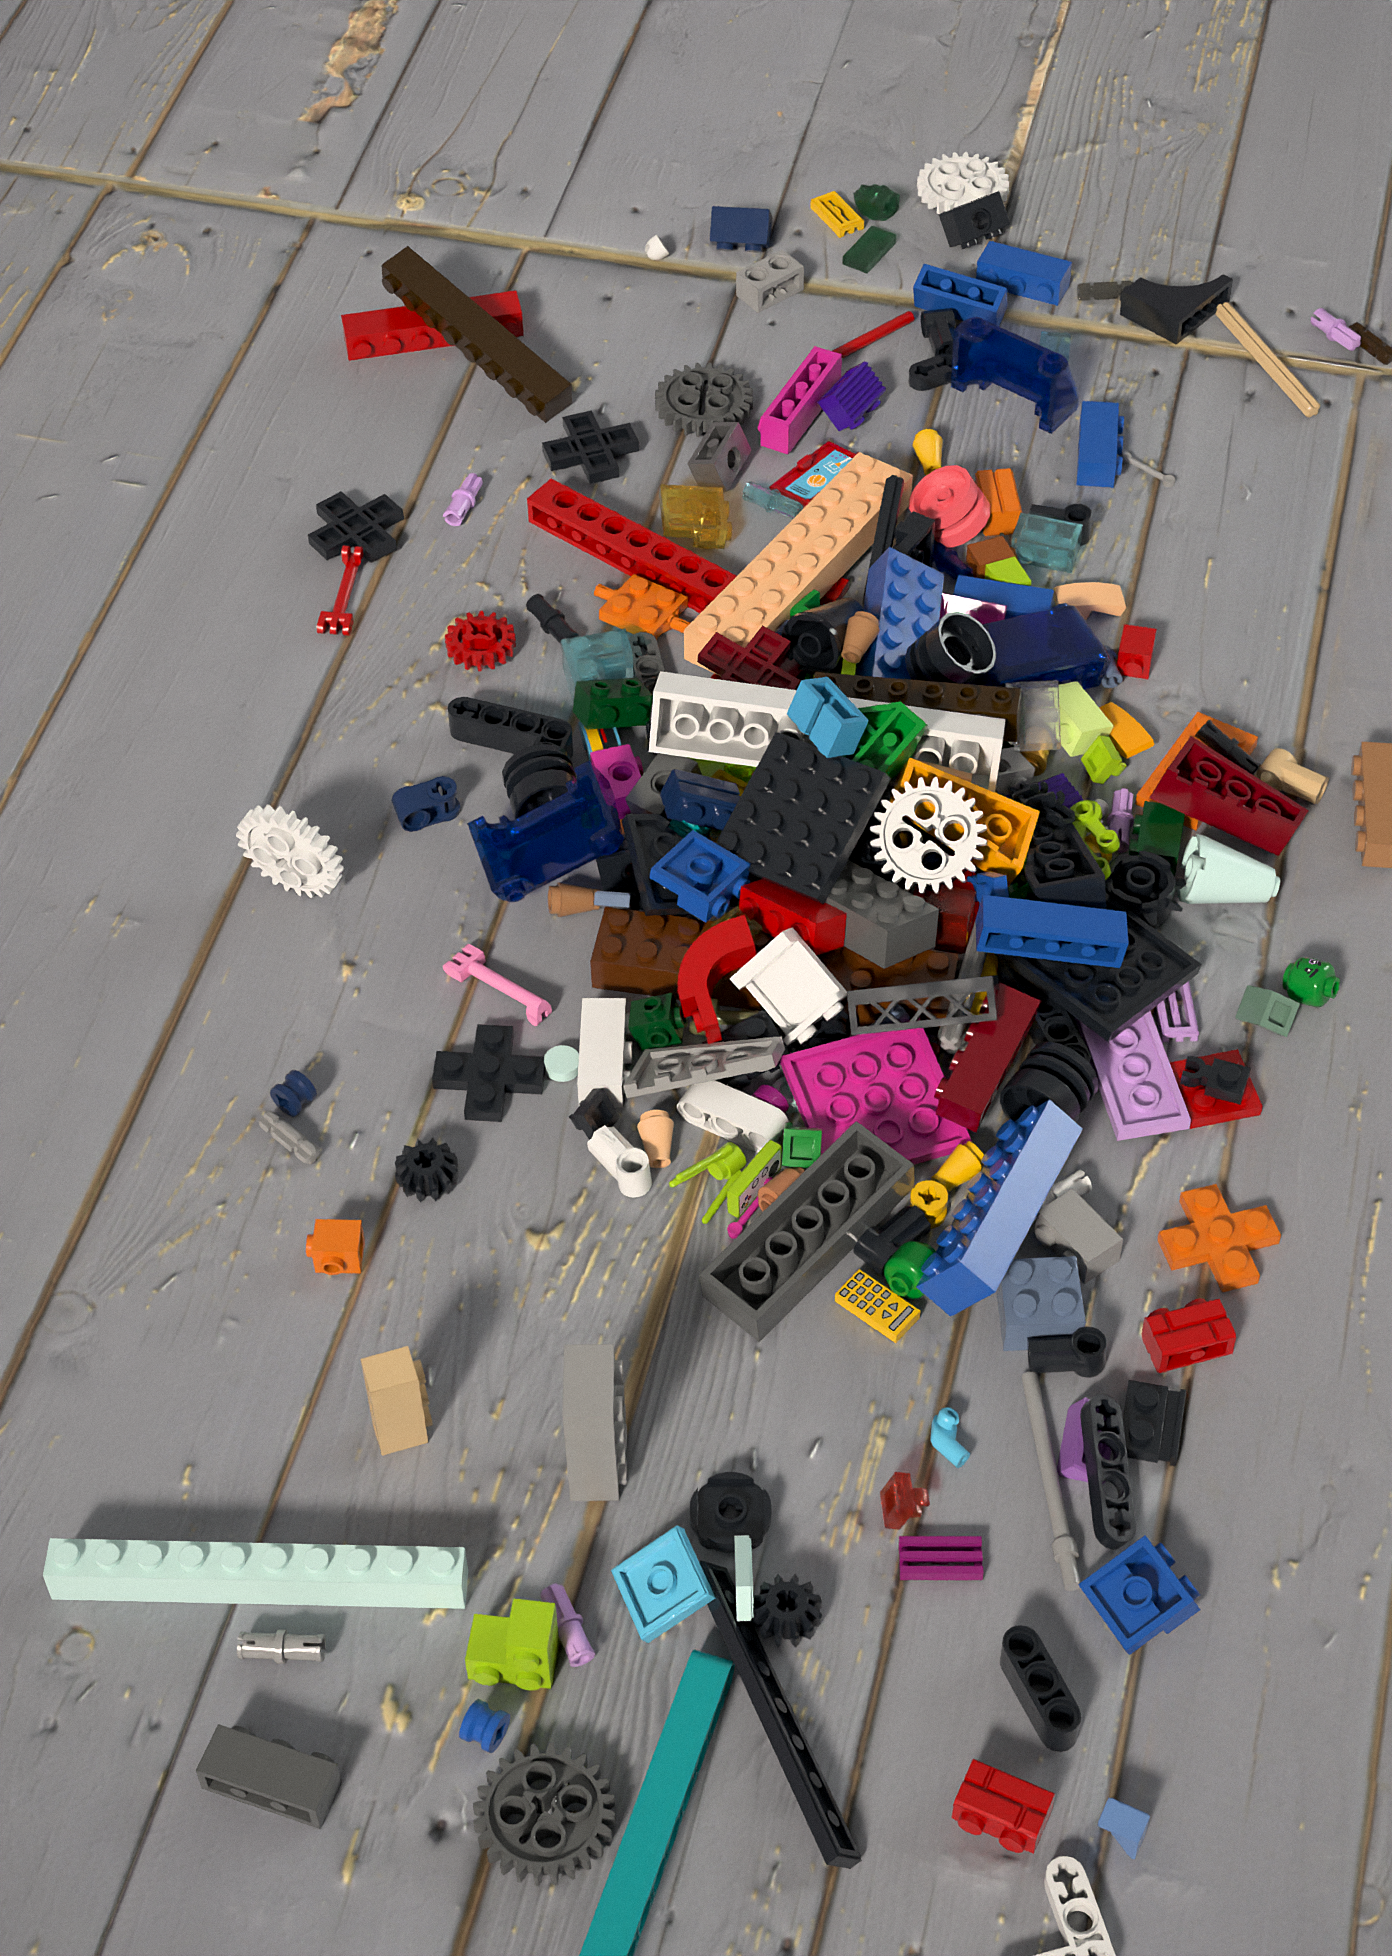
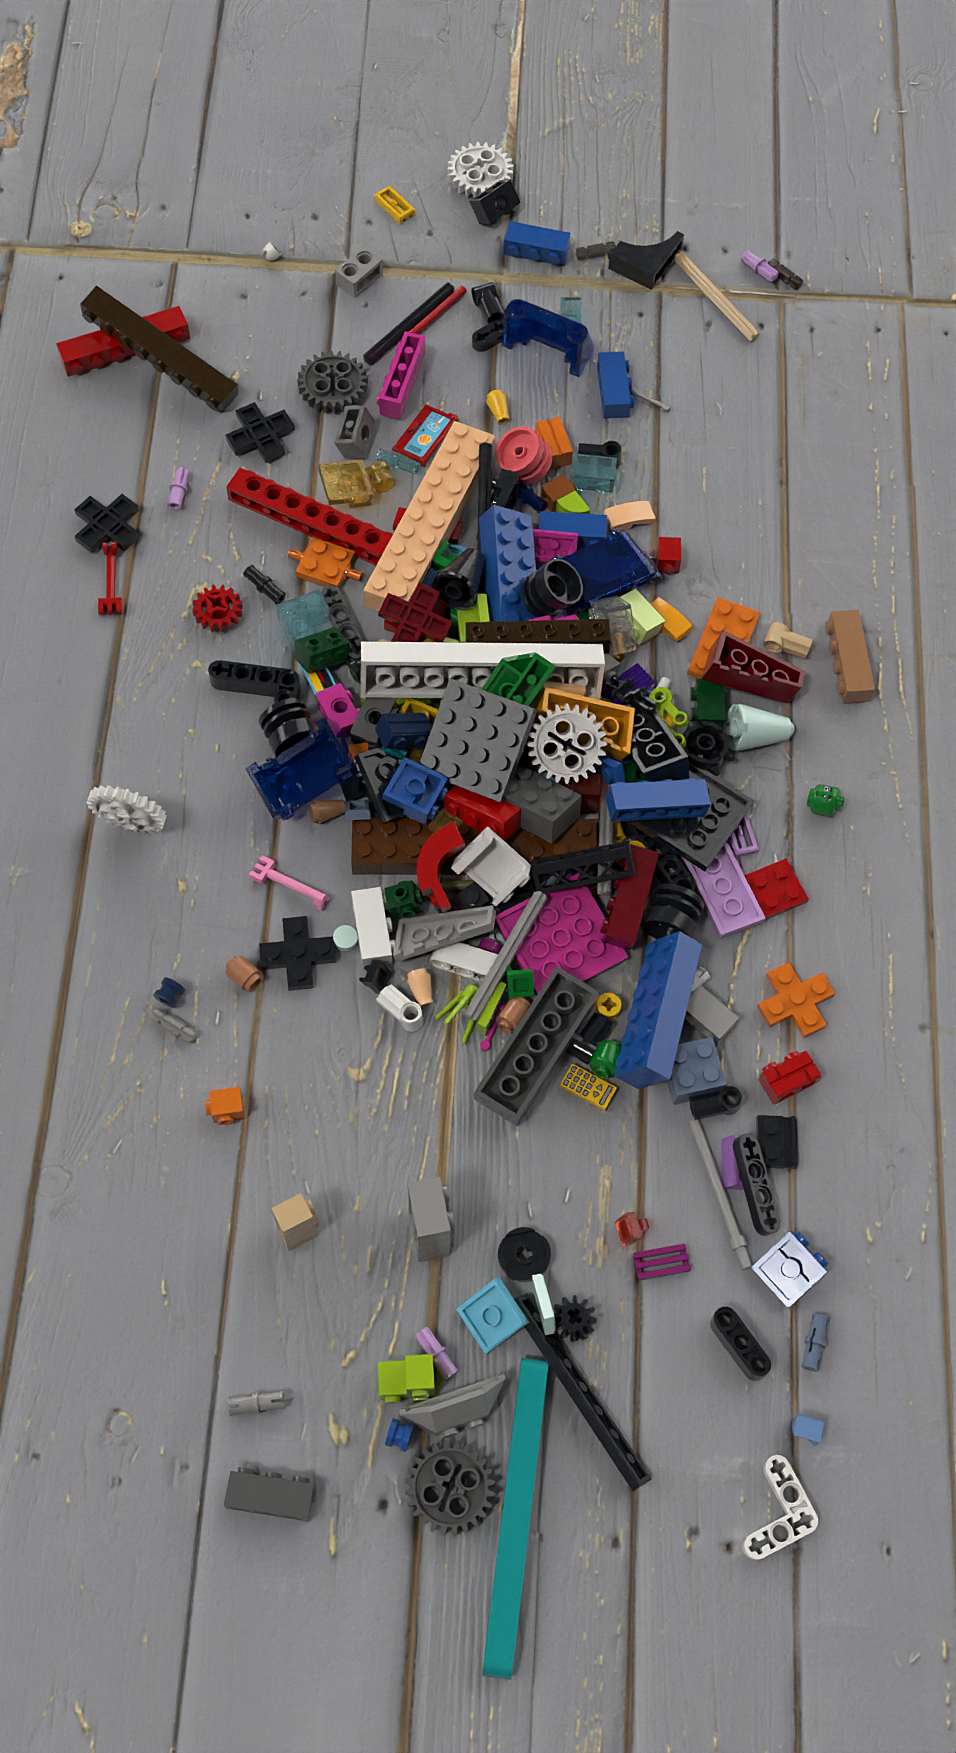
camera: 15 degrees left, 15 degrees up
(256, 1573) = (227, 1356): light aqua brick -> none
(404, 1084) = (243, 973): none -> nougat brick
(424, 806) = (207, 750): dark blue piece -> none
(426, 1169) = (277, 1045): black gear -> none
(579, 1700) = (455, 1409): none -> light grey wedge
(740, 228) = (329, 229): dark blue slope -> none
(745, 514) = (381, 476): none -> clear yellow wheel
(787, 1108) = (505, 956): none -> light grey axle
(789, 364) = (407, 324): none -> black axle
(827, 717) = (488, 669): dark azure piece -> none
(852, 396) = (437, 367): dark purple brick -> none
(860, 634) = (486, 582): medium nougat cone -> none
(869, 249) = (423, 233): clear green tile -> none
(877, 201) = (421, 191): clear green rock -> none
(944, 1437) = (648, 1175): medium azure arm -> none
(960, 1166) = (624, 975): yellow cone -> none
(965, 295) = (501, 271): blue brick -> none
(1002, 1807) = (732, 1429): red brick -> none
(1102, 760) = (661, 646): lime tile -> none
(1121, 817) = (681, 690): lavender axle -> none
(1160, 1708) = (815, 1342): none -> sand blue pin
(1222, 744) = (744, 629): black pin -> none
(1222, 1079) = (781, 885): black plate -> none
(1267, 1010) = (800, 826): sand green panel -> none

